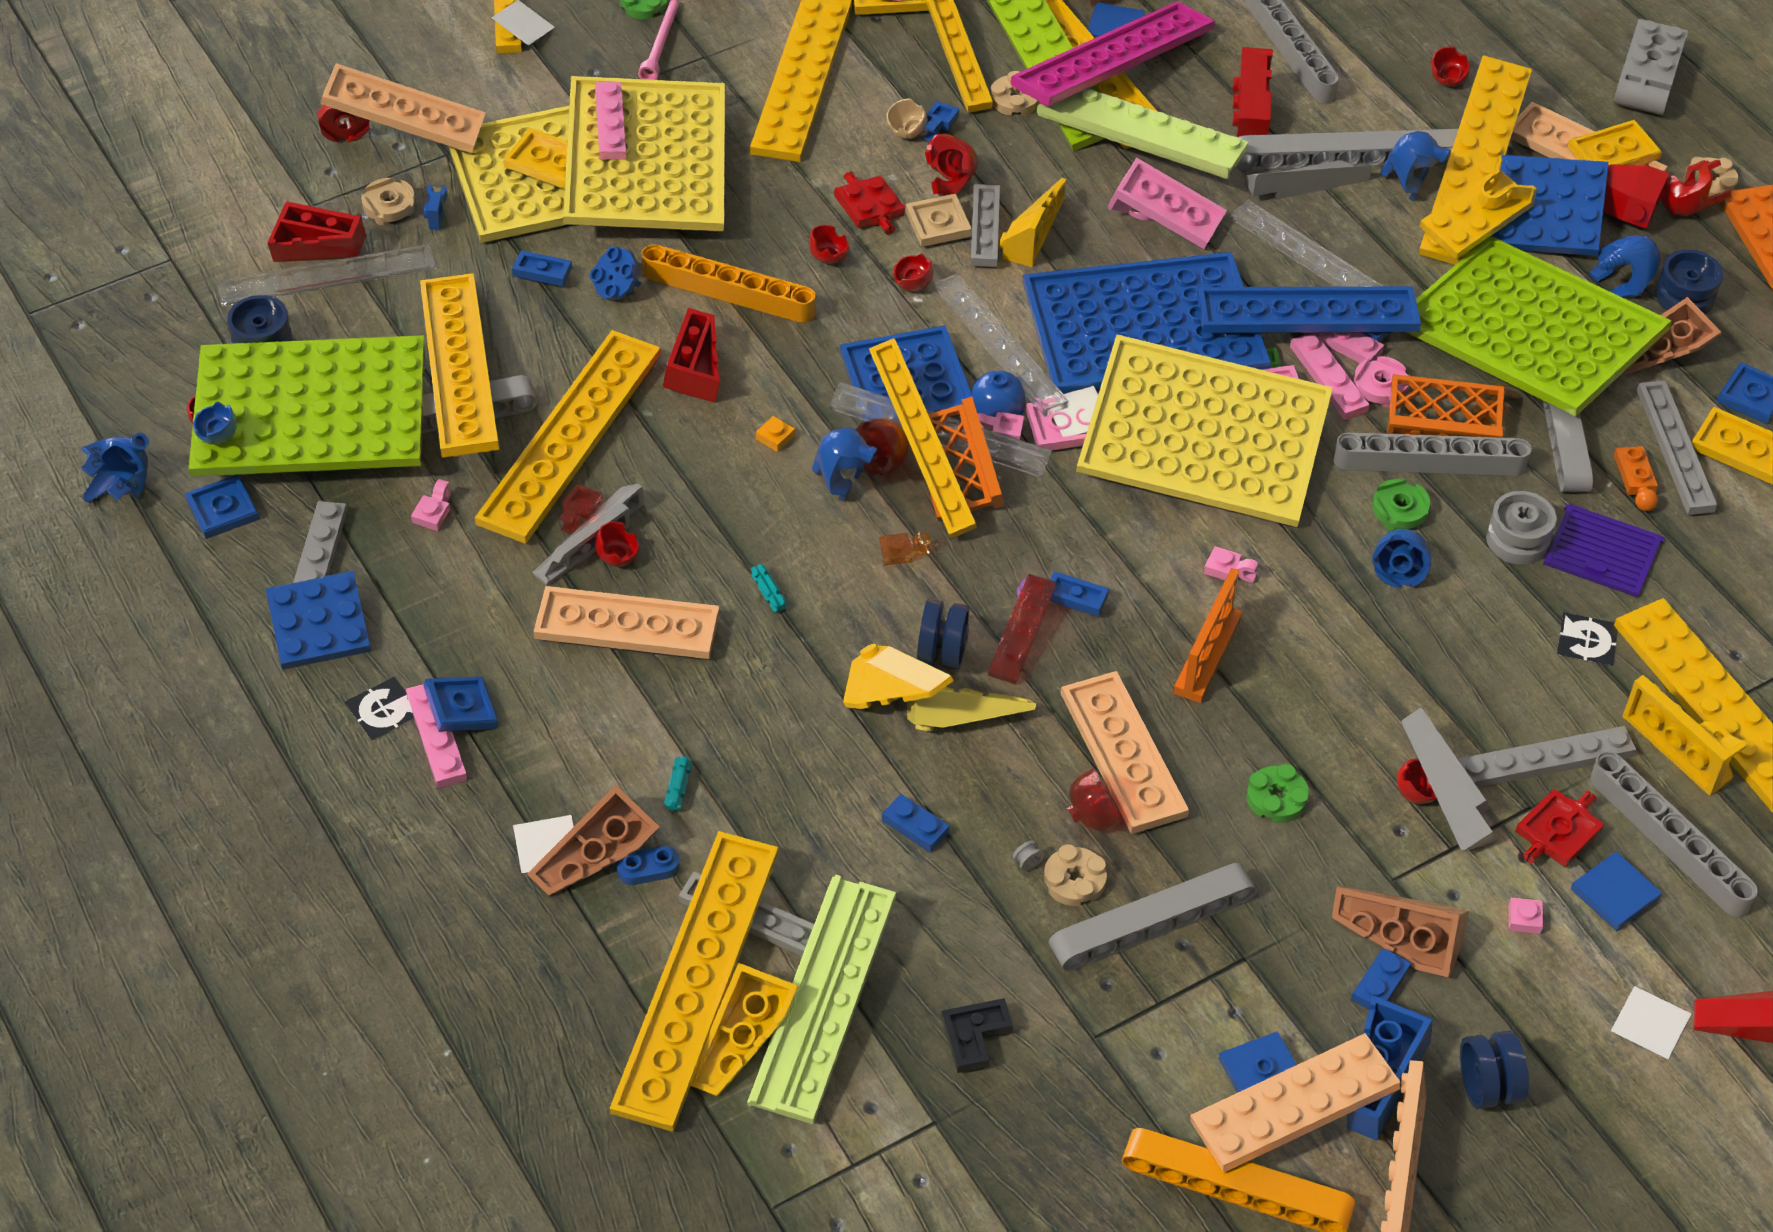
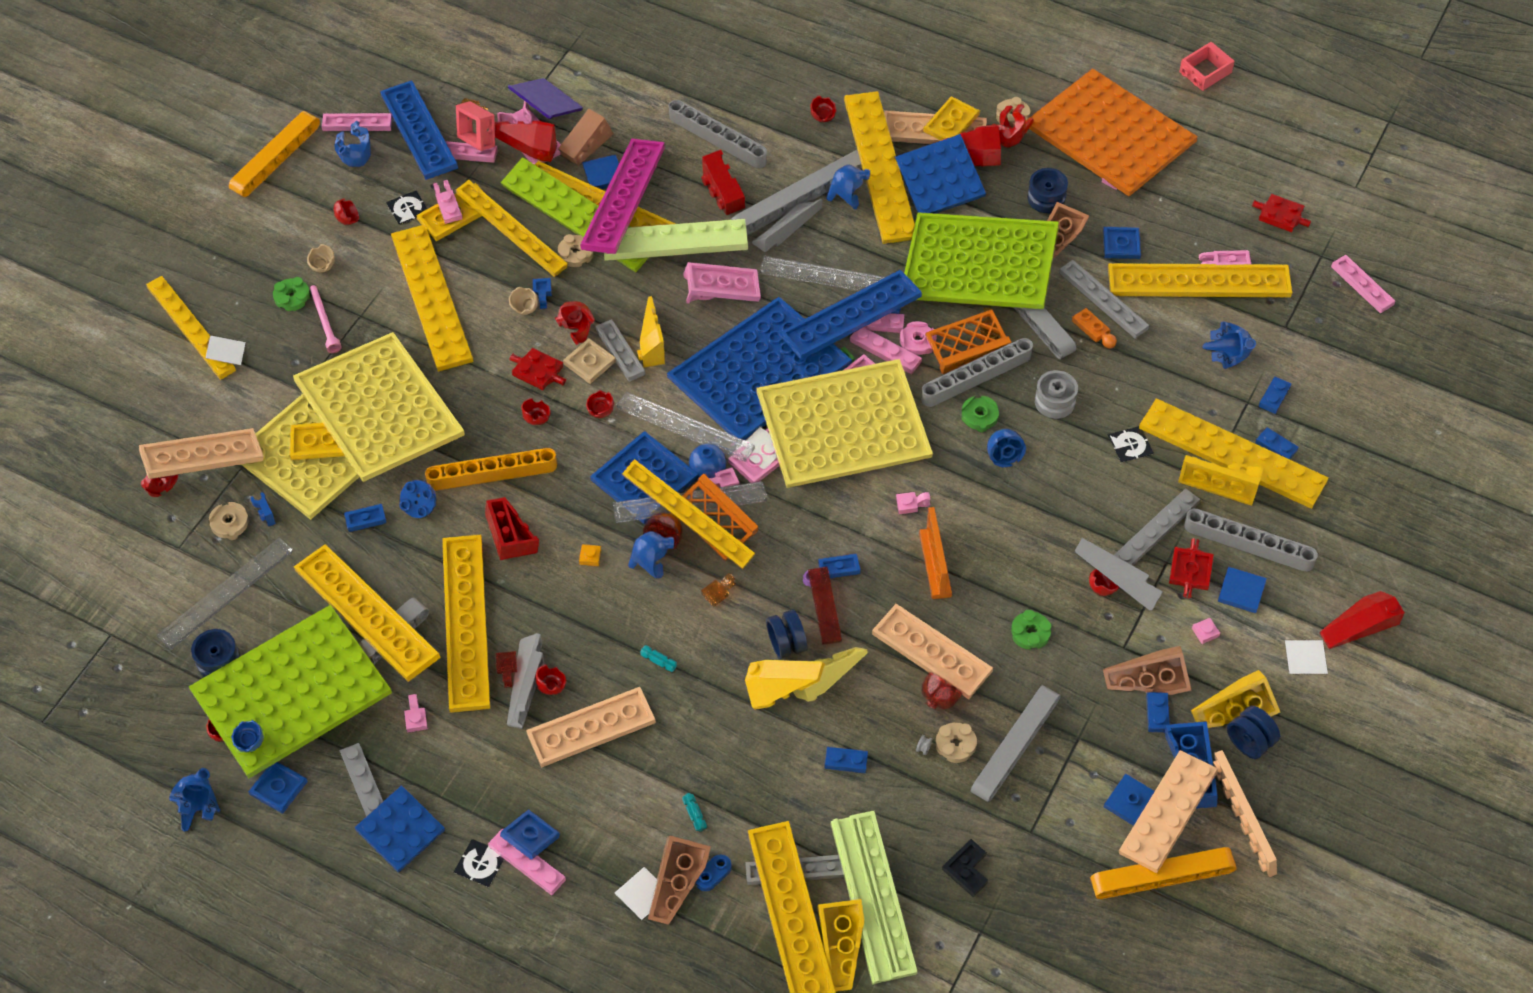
camera: 30 degrees left, 5 degrees up
(315, 233) = (201, 569): red wedge -> none
(610, 120) = (343, 395): bright pink plate -> none
(1478, 212) = (905, 202): yellow plate -> none
(1532, 1019) = (1235, 698): none -> yellow wedge
(1603, 550) = (1105, 384): dark purple piece -> none
(1634, 250) = (1007, 185): blue piece -> none
(1645, 81) = (936, 55): light grey hinge -> none

